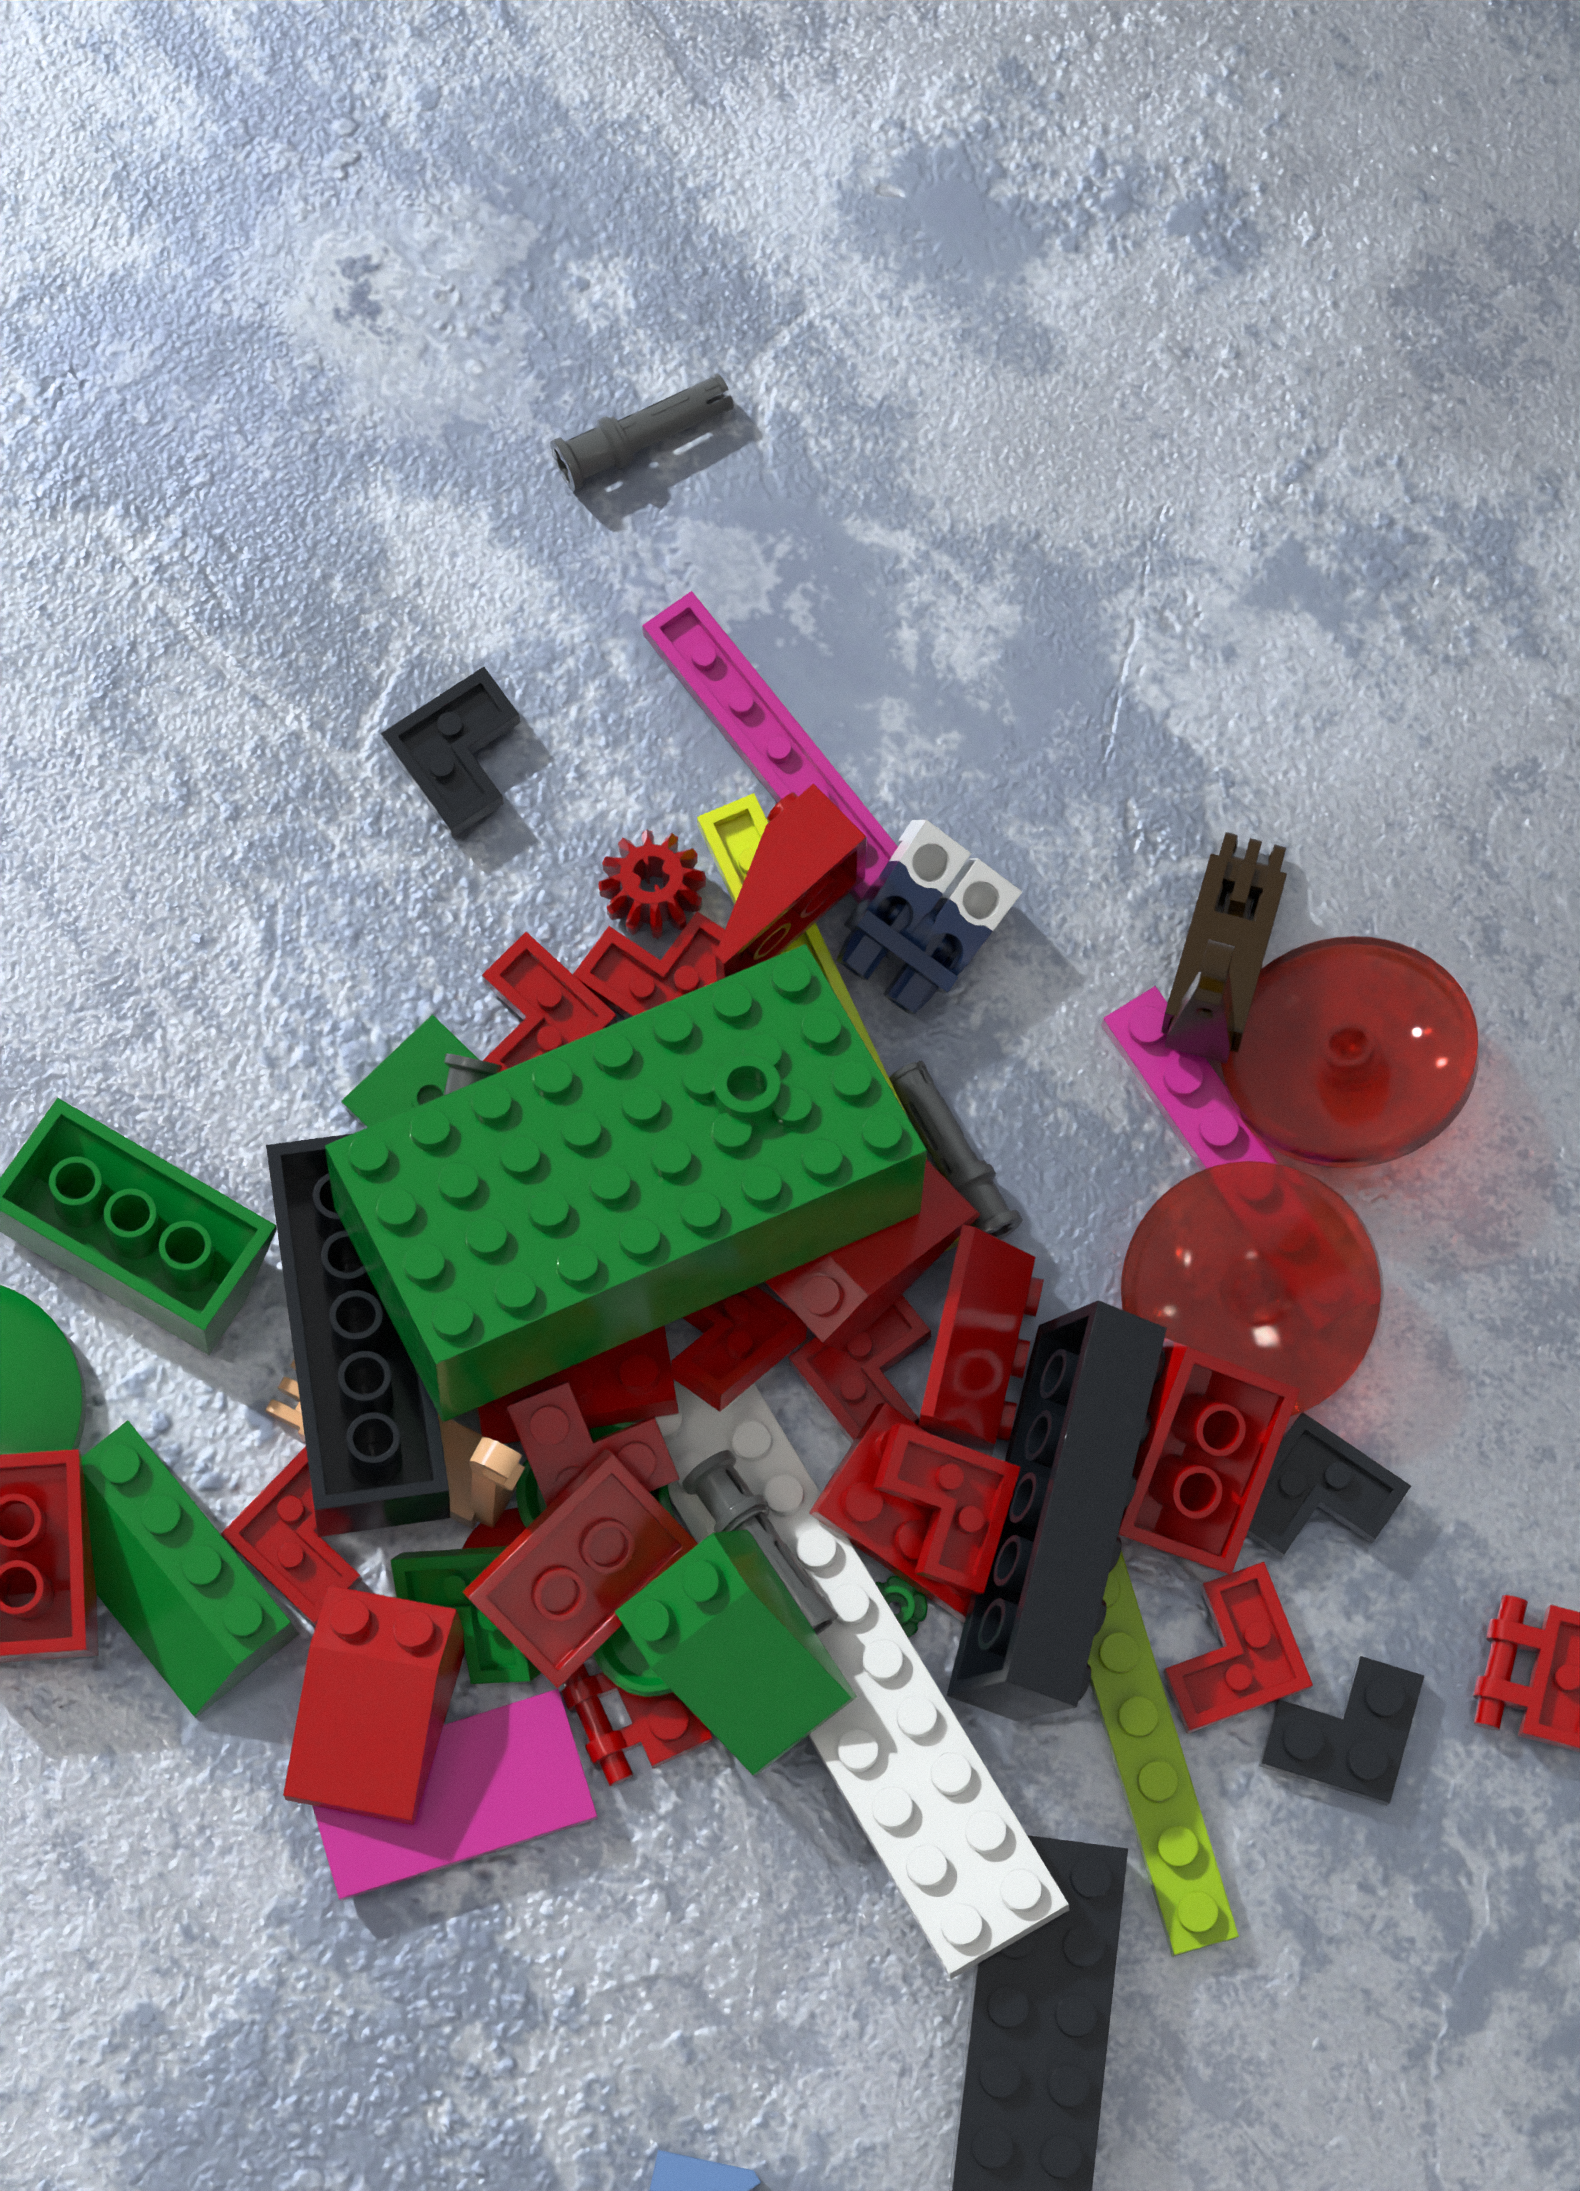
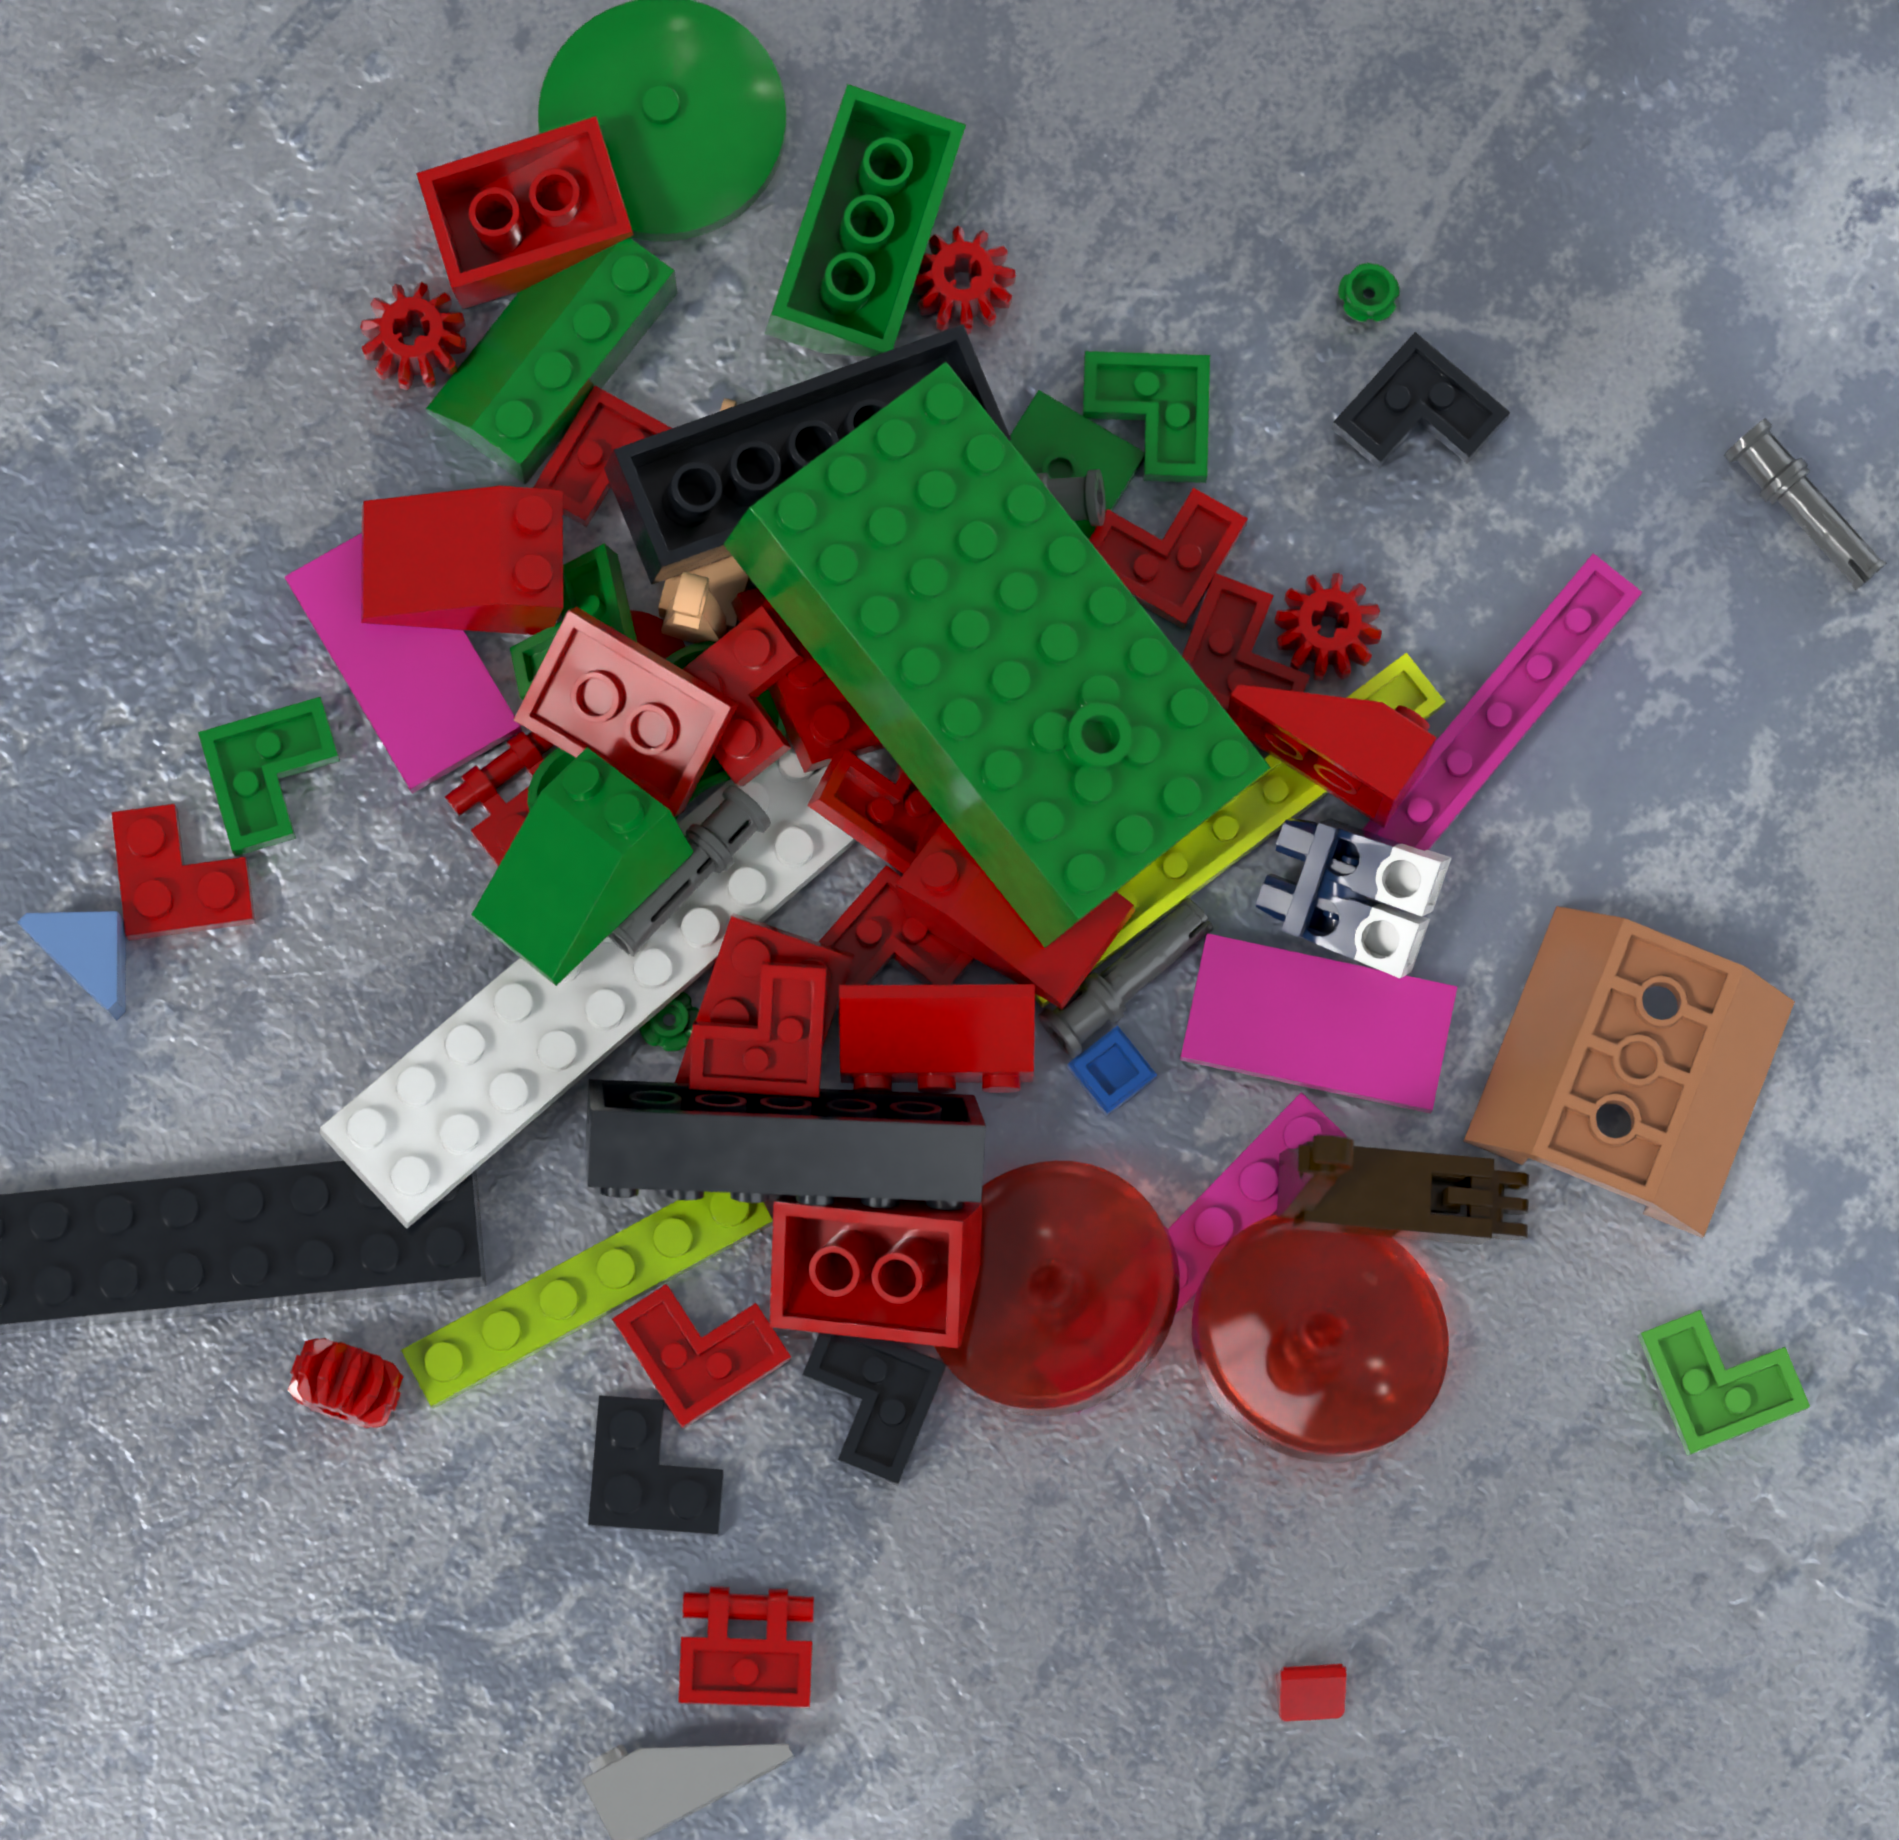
camera: 75 degrees right, 5 degrees up
(95, 1723) = (428, 351): none -> red gear
(214, 1121) = (986, 278): none -> red gear
(324, 754) = (1369, 277): none -> green plate
(385, 977) = (1164, 392): none -> green plate
(525, 1981) = (250, 759): none -> green plate
(639, 2104) = (165, 895): none -> red plate
(1039, 987) = (1318, 1023): none -> dark pink tile
(1040, 1191) = (1111, 1071): none -> blue tile
(1121, 741) = (1591, 1044): none -> nougat slope
(1203, 2015) = (345, 1383): none -> red gear
(1474, 721) = (1715, 1402): none -> bright green plate

